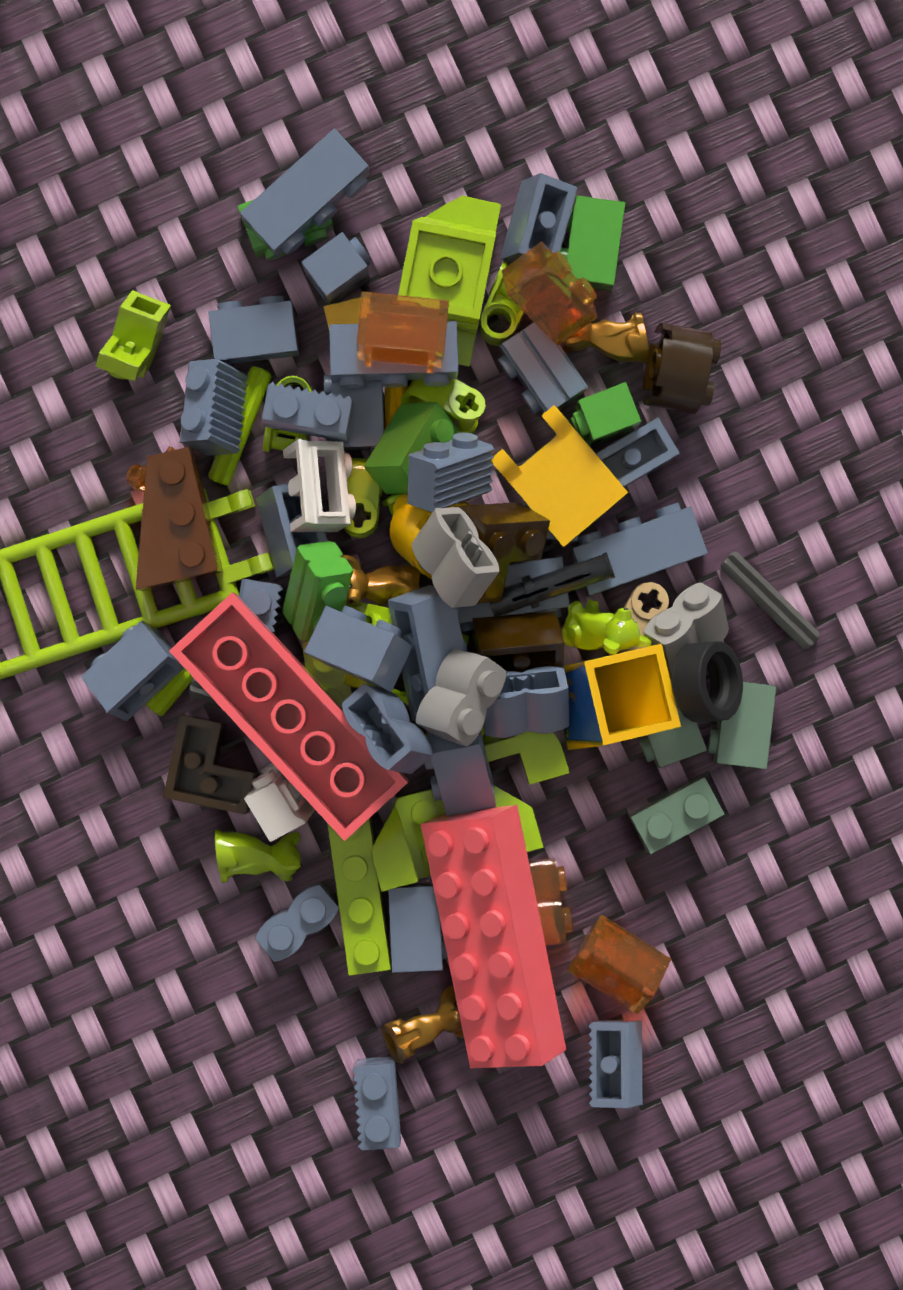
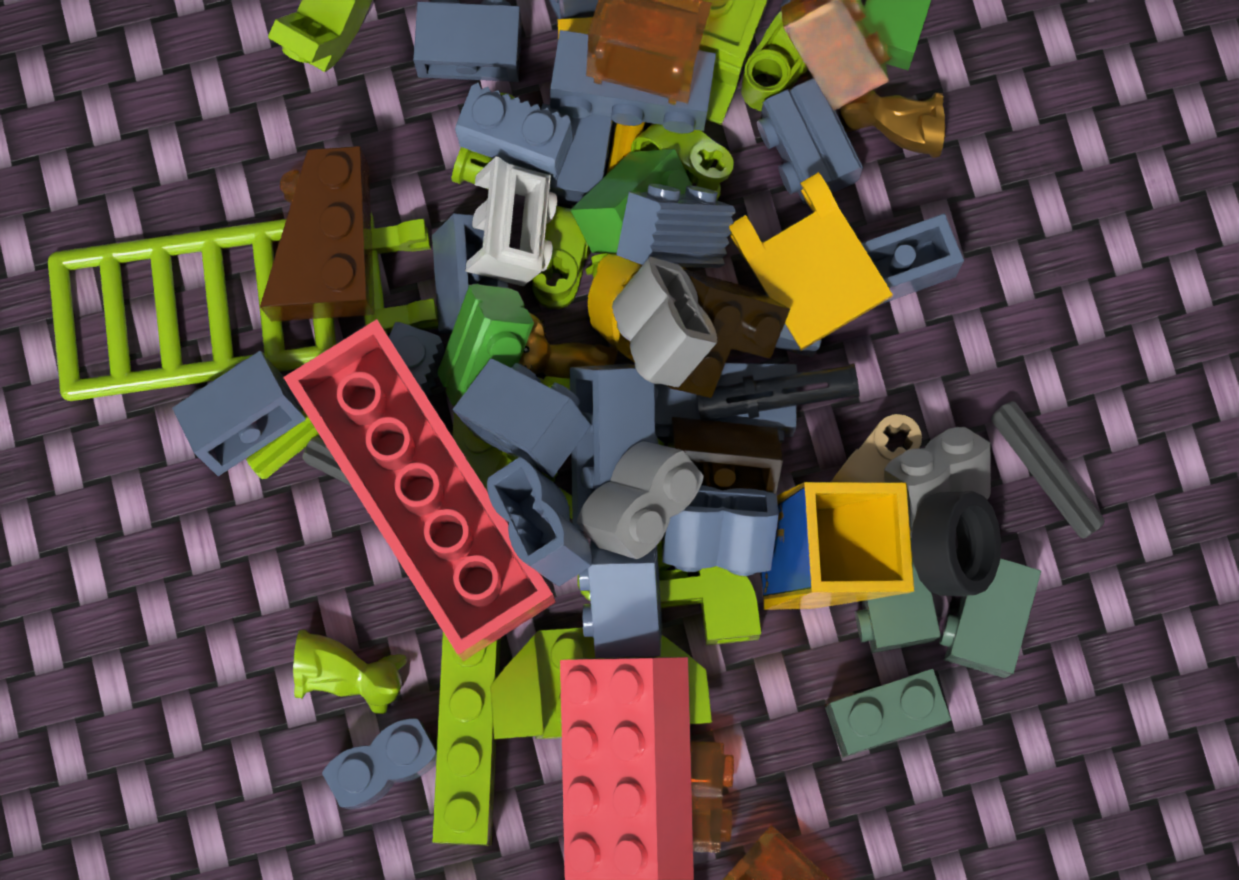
camera: 15 degrees right, 10 degrees down
(195, 770) = (292, 551): dark brown brick -> none
(213, 407) = (401, 115): sand blue brick -> none
(225, 465) = (425, 153): lime axle -> none
(277, 803) = (385, 601): white window -> none
(415, 929) = (529, 800): sand blue brick -> none
(594, 629) = (824, 459): lime animal -> none
(605, 415) = (881, 199): bright green brick -> none
(644, 547) = (900, 376): sand blue brick -> none
(680, 368) = (980, 165): dark brown brick -> none

